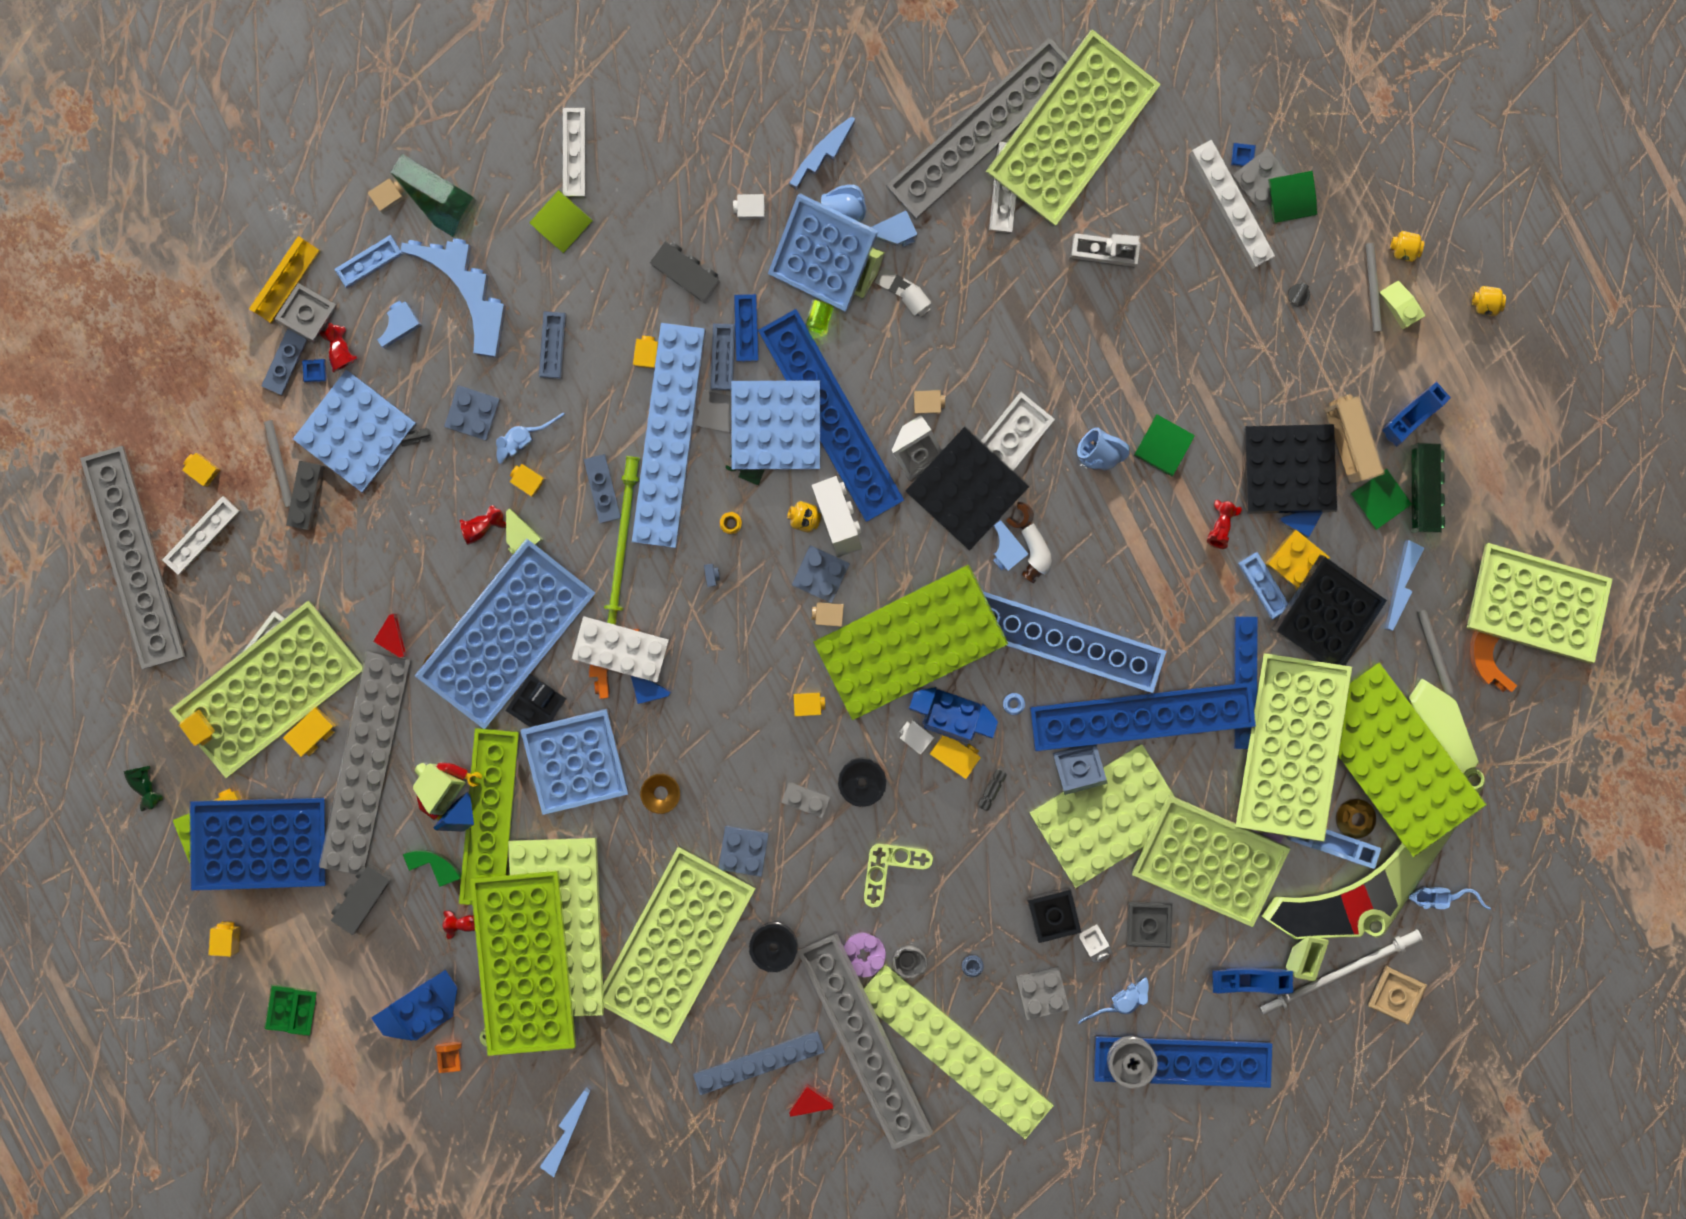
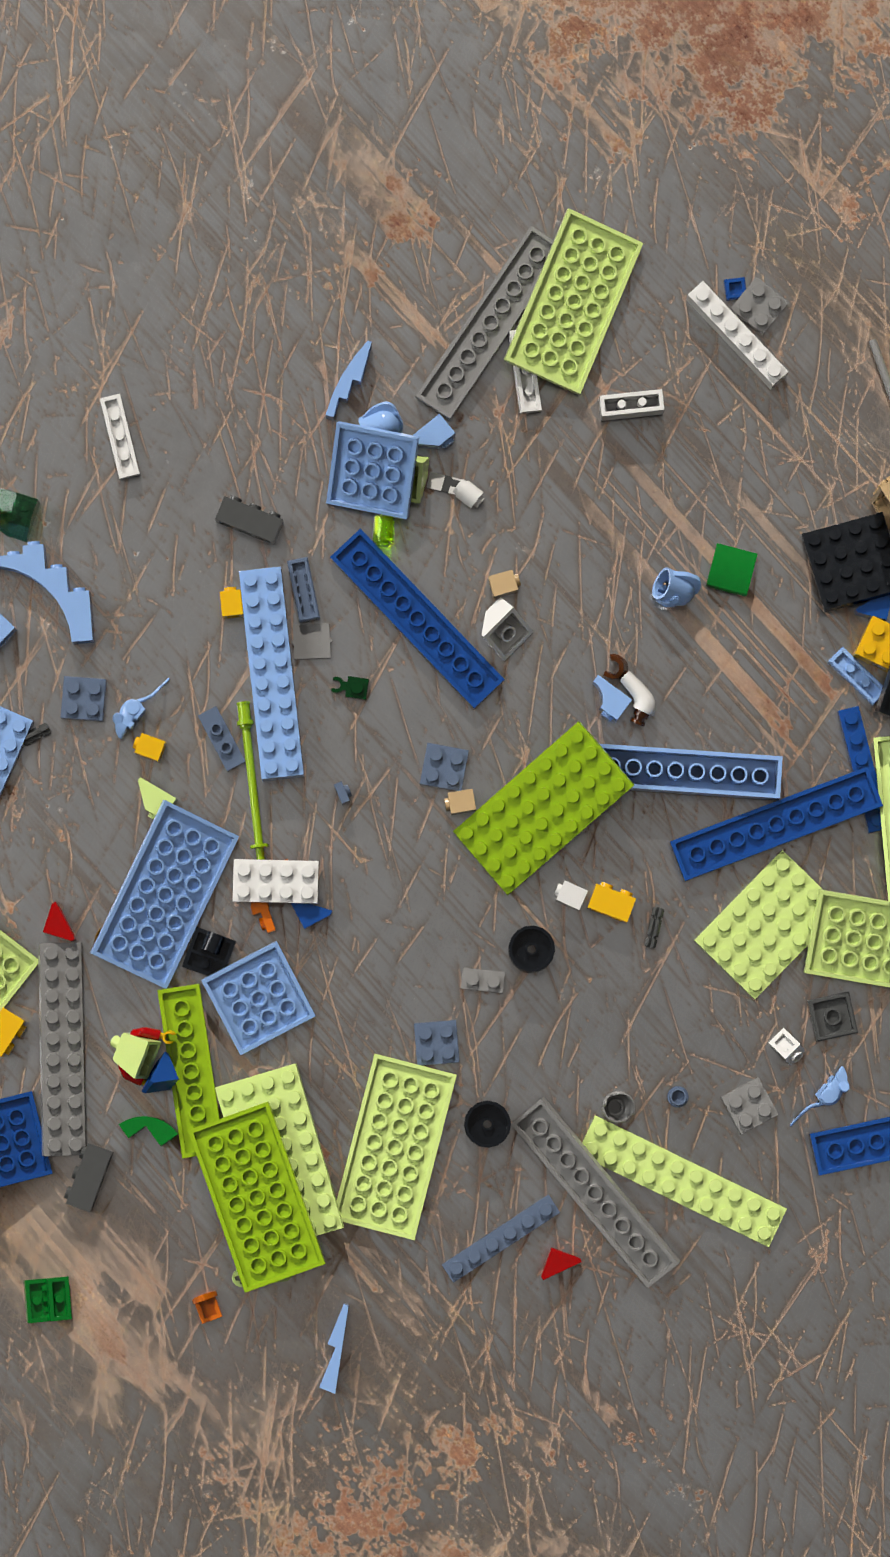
camera: 15 degrees left, 5 degrees down
(419, 1009) = (170, 1268): blue piece -> none
(452, 924) = (180, 1179): red animal -> none
(477, 527) = (115, 800): red animal -> none
(552, 345) = (143, 618): sand blue plate -> none
(561, 221) = (123, 502): lime slope -> none
(648, 796) = (337, 999): pearl gold piece -> none
(728, 516) = (349, 733): yellow brick -> none
(746, 327) = (318, 557): blue plate -> none
(749, 206) = (294, 446): white brick -> none
(775, 424) = (368, 639): light blue plate -> none
(804, 516) = (416, 717): yellow head -> none
(808, 704) = (463, 890): yellow brick -> none
(838, 516) = (447, 709): white wedge -> none
(869, 943) = (585, 1112): lavender plate -> none
(889, 859) = (575, 1017): yellowish green beam -> none
(953, 715) = (600, 866): blue piece -> none
(967, 488) = (560, 653): black plate -> none
(1017, 430) = (588, 600): white plate -> none
(1021, 704) = (654, 835): light blue plate -> none
(1054, 915) = (741, 1028): black brick -> none
(1080, 768) = (730, 886): sand blue plate -> none
(1119, 1058) = (837, 1142): light grey wheel -> none
(1125, 242) = (647, 391): white bracket -> none
(1219, 536) = (804, 640): red animal -> none
(1293, 196) = (790, 314): green slope -> none
(1299, 294) = (819, 401): dark grey plate -> none

